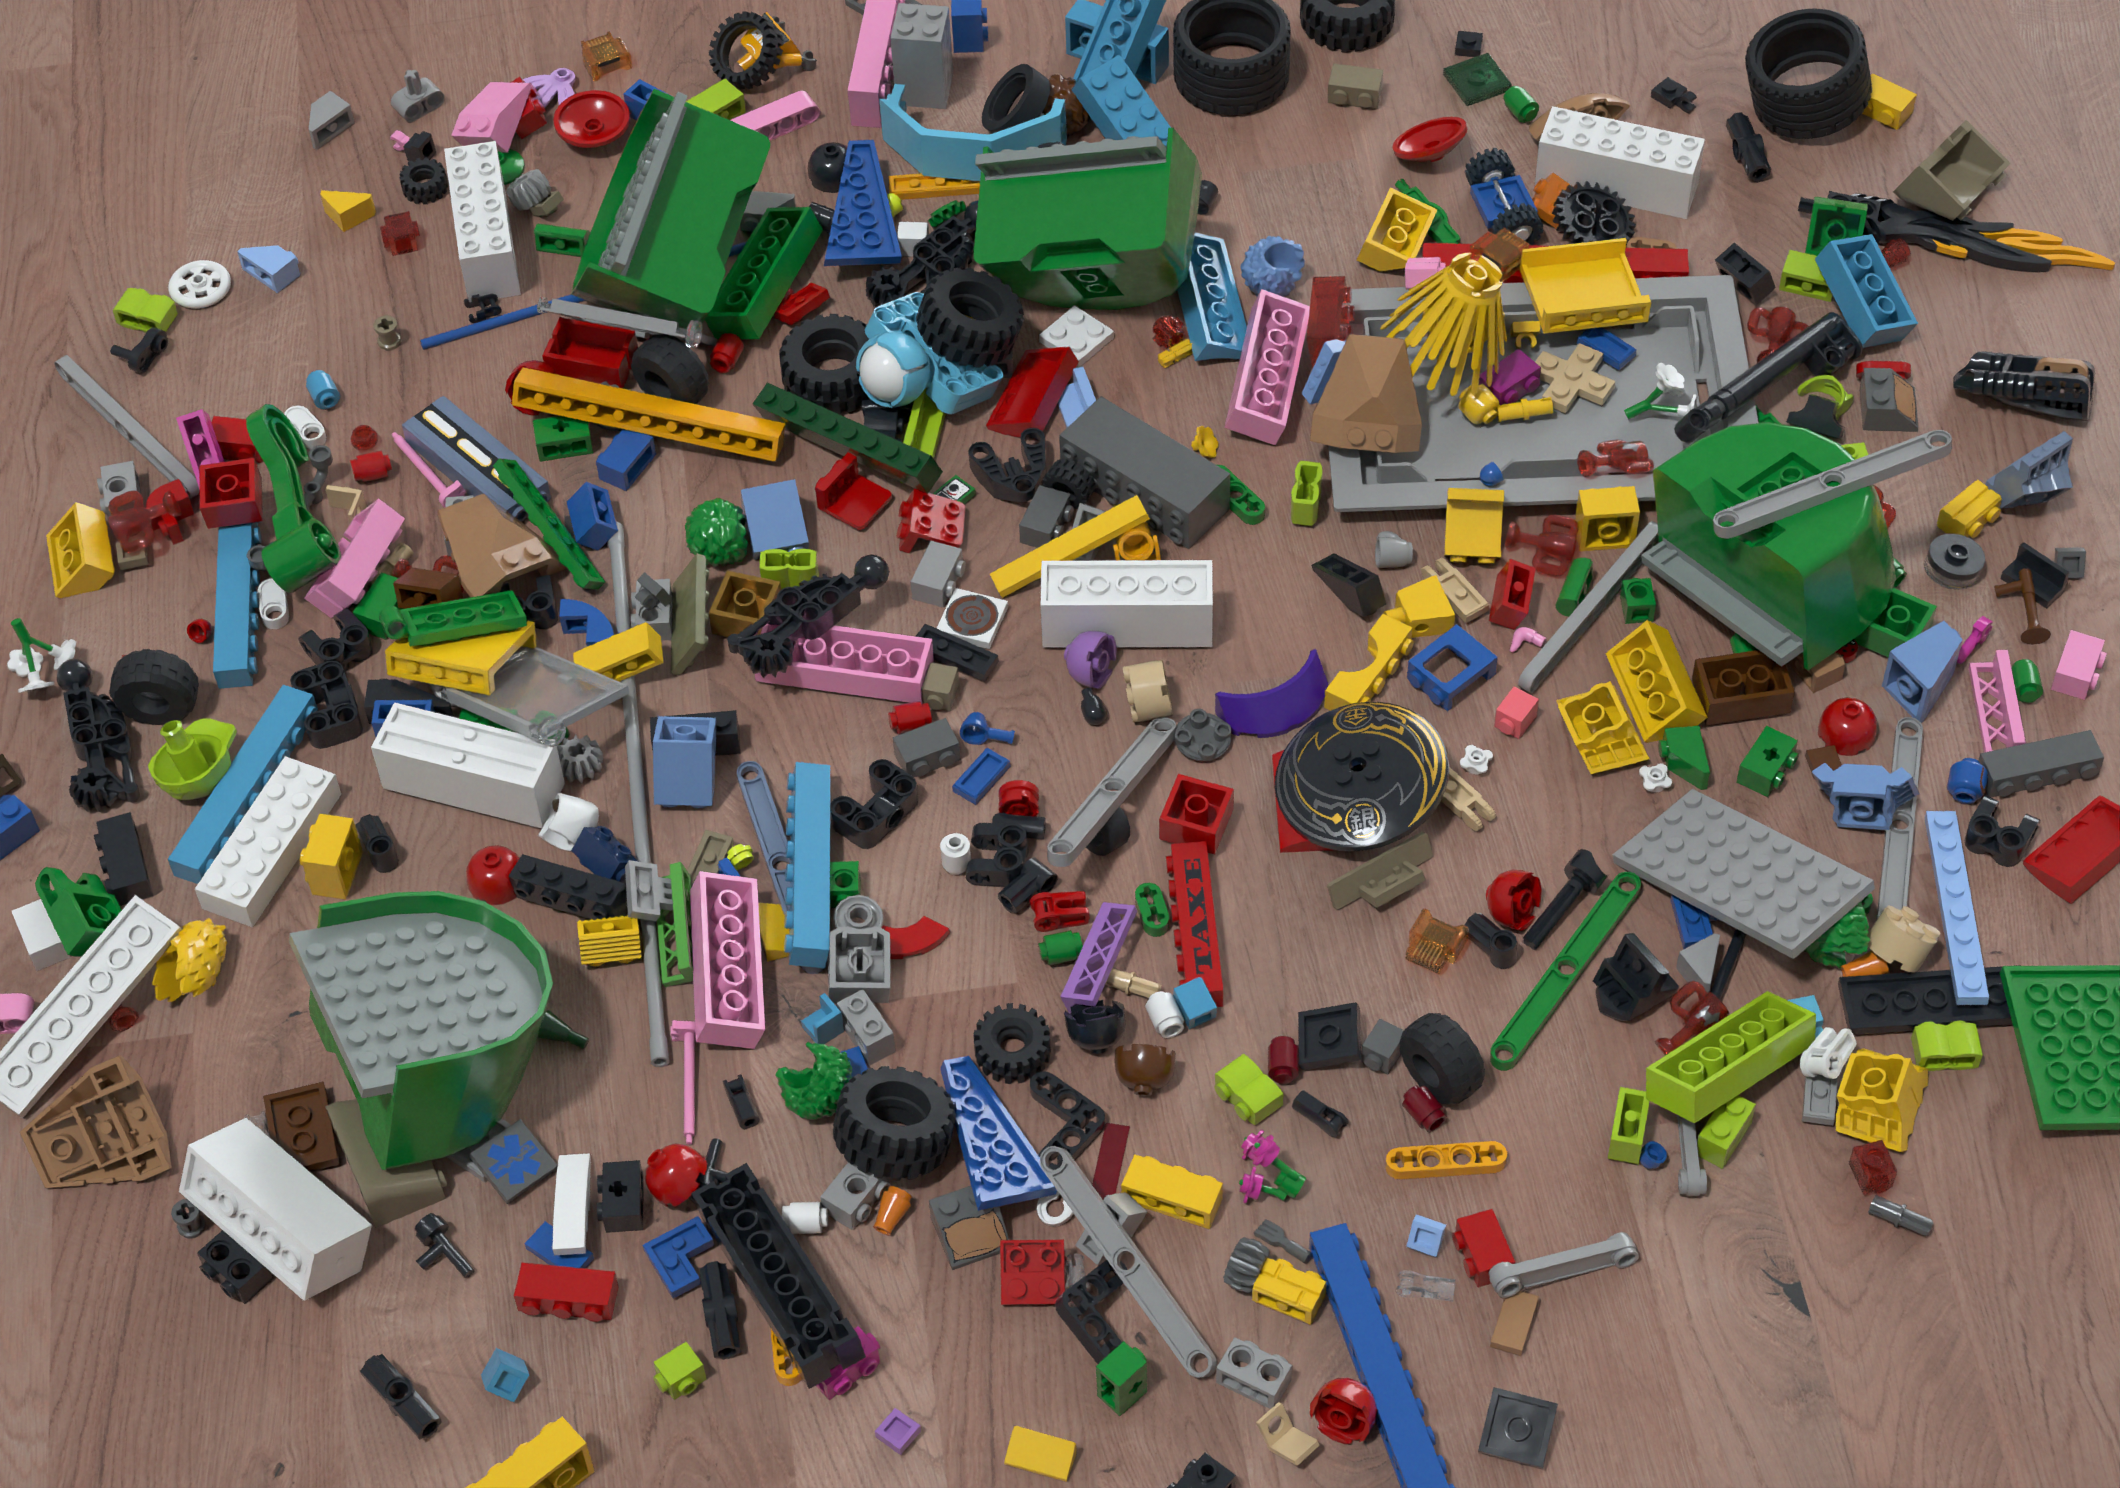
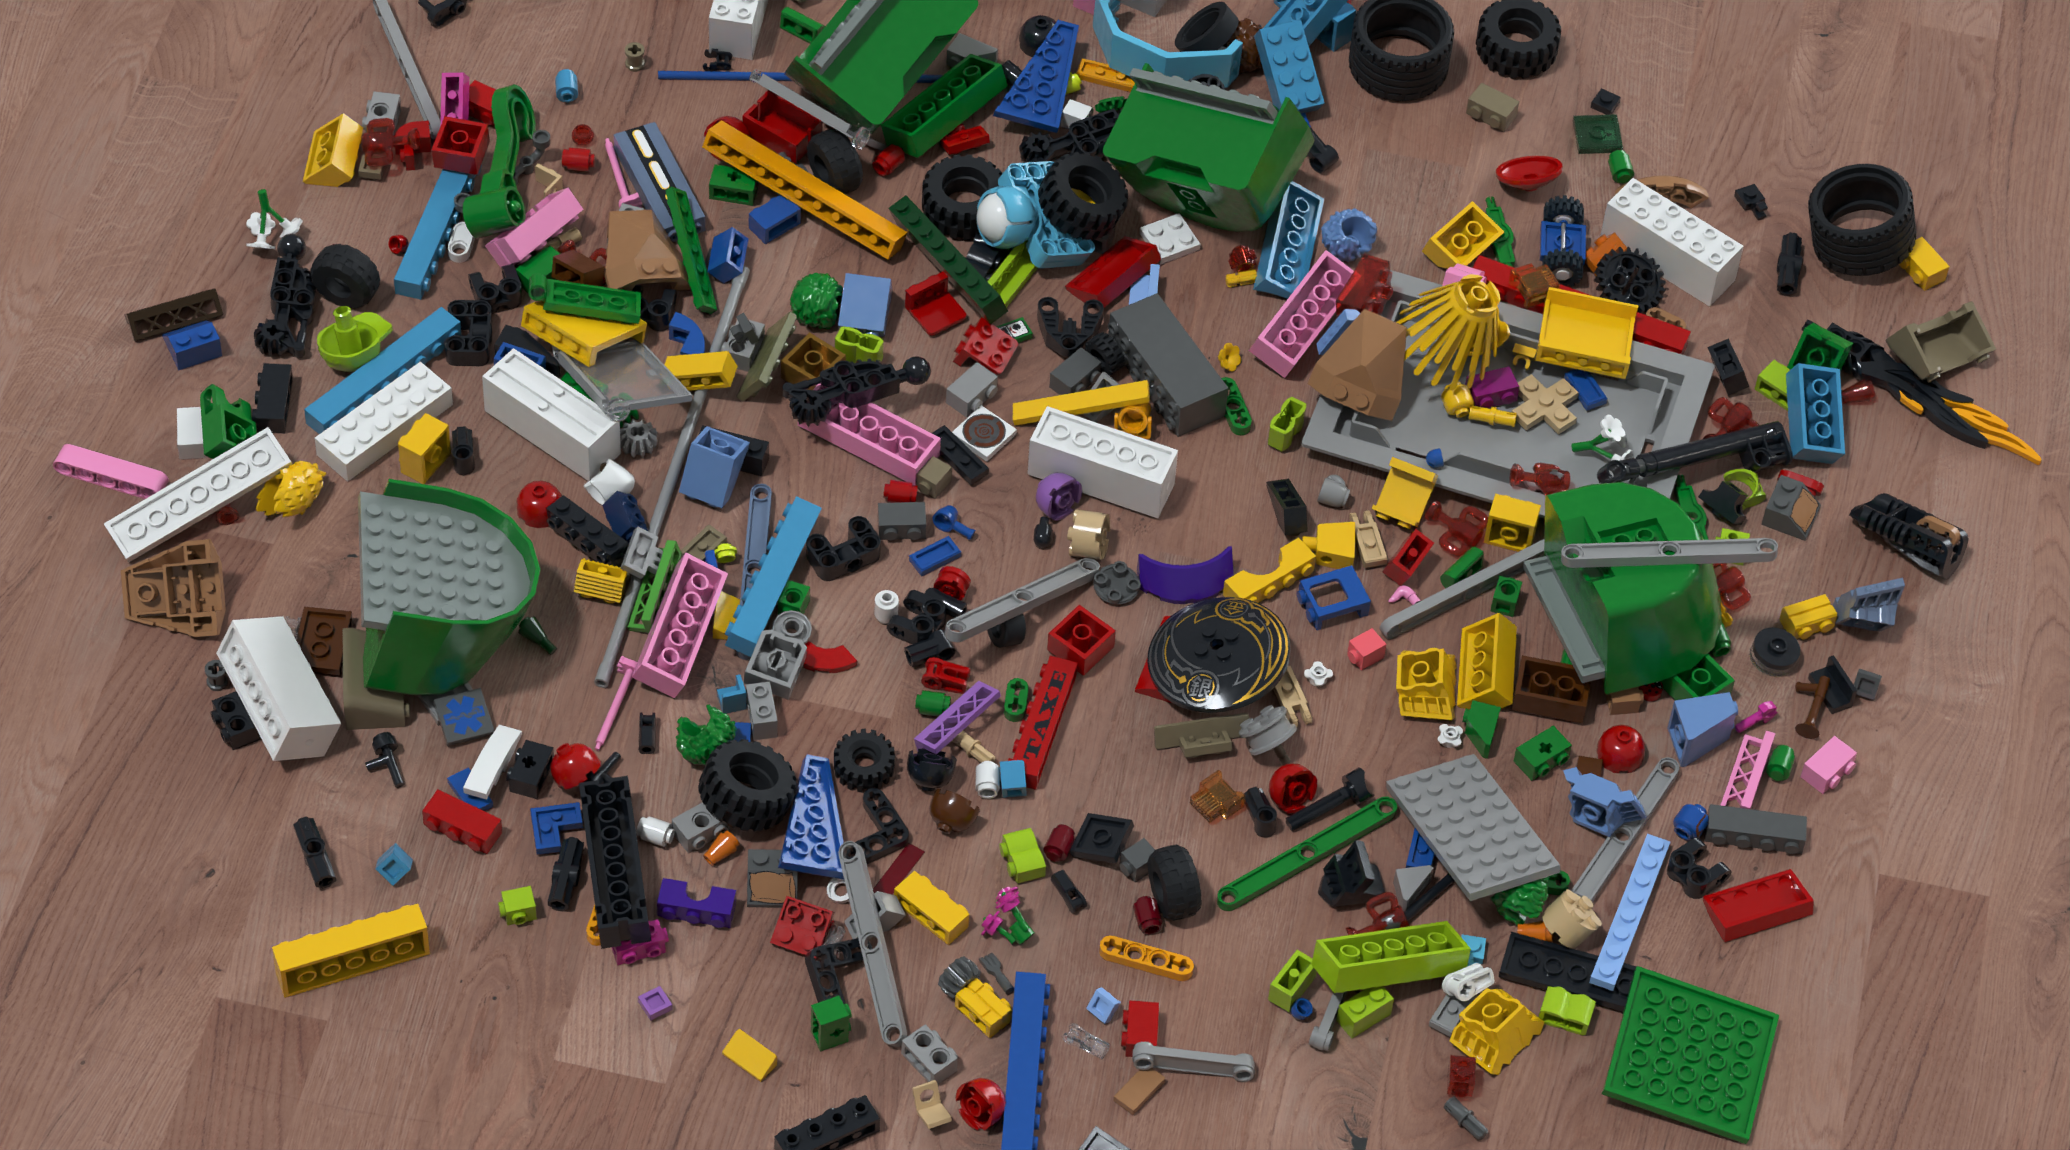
camera: 15 degrees right, 0 degrees up
(305, 424) = (542, 108): white piece -> none
(918, 1290) = (714, 910): none -> dark purple arch
(1459, 844) = (1268, 732): none -> light grey wheel

